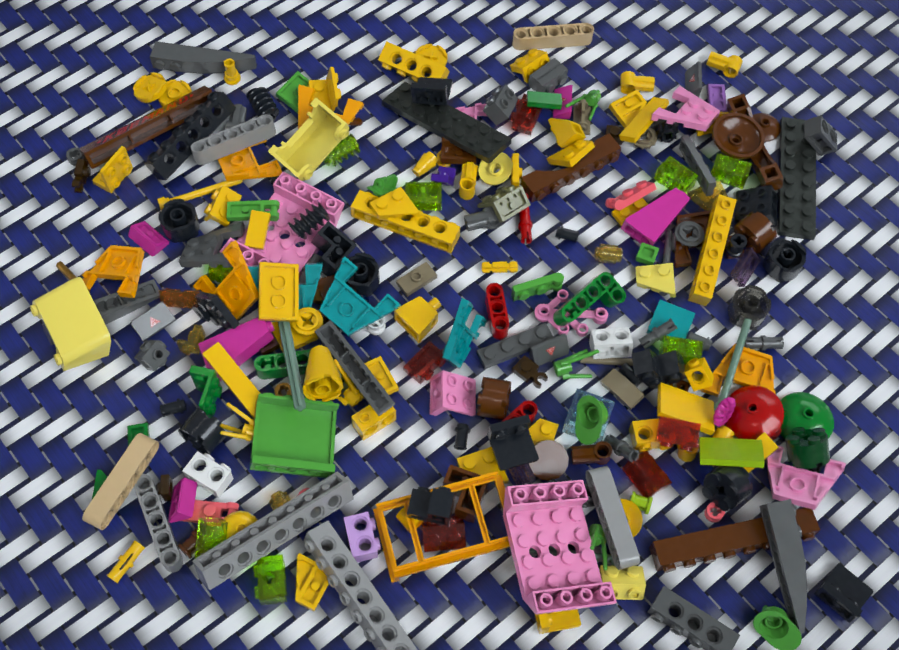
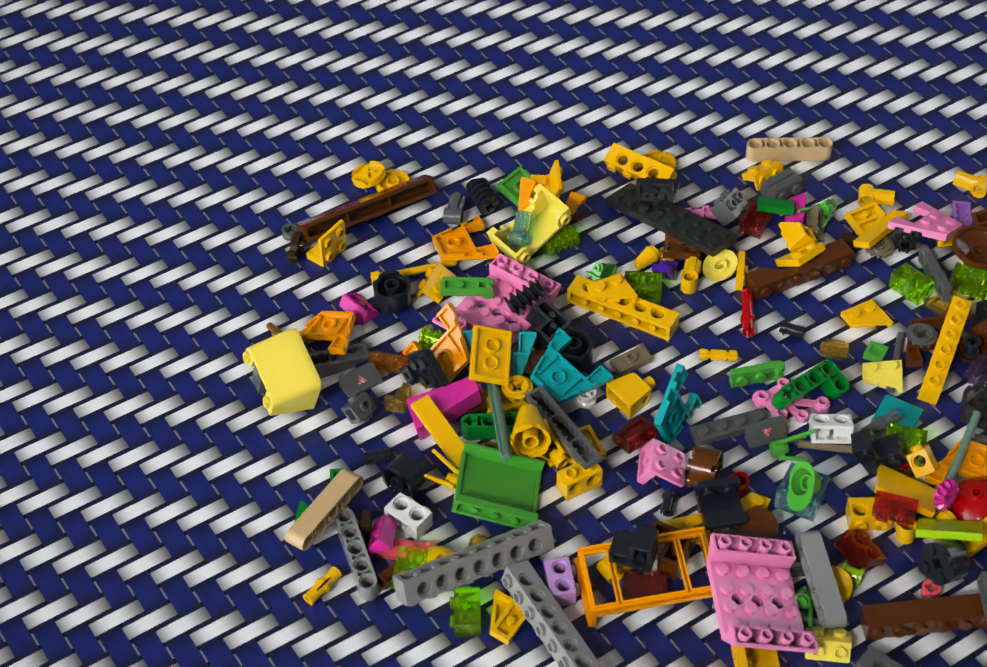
camera: 10 degrees right, 15 degrees down
(197, 59) = (421, 152): dark grey slope -> none
(207, 247) = (421, 317): dark grey wing -> none
(208, 383) = (412, 434): green bracket -> none
(223, 108) = (442, 194): black brick -> none
(231, 75) = (451, 167): yellow pin -> none
(233, 139) = (451, 223): light grey beam -> none
(257, 230) = (472, 302): yellow tile -> none
(301, 150) = (520, 235): none -> clear light blue piece
(482, 219) = (710, 310): dark grey piece -> none
(497, 303) = (713, 393): red beam -> none
(506, 202) = (730, 294): olive bracket -> none
(527, 370) = (742, 449): dark brown plate -> none
(588, 453) = (812, 522): reddish brown piece -> none
(622, 388) = (841, 471): dark tan slope -> none
(622, 448) = (834, 521): dark grey pin -> none
(628, 372) = (850, 460): black pin -> none
(630, 195) = (861, 297): coral plate -> none
(654, 219) = (887, 319): dark pink slope -> none
(693, 79) = (937, 195): dark grey slope -> none
(706, 341) = (932, 437): dark grey pin -> none

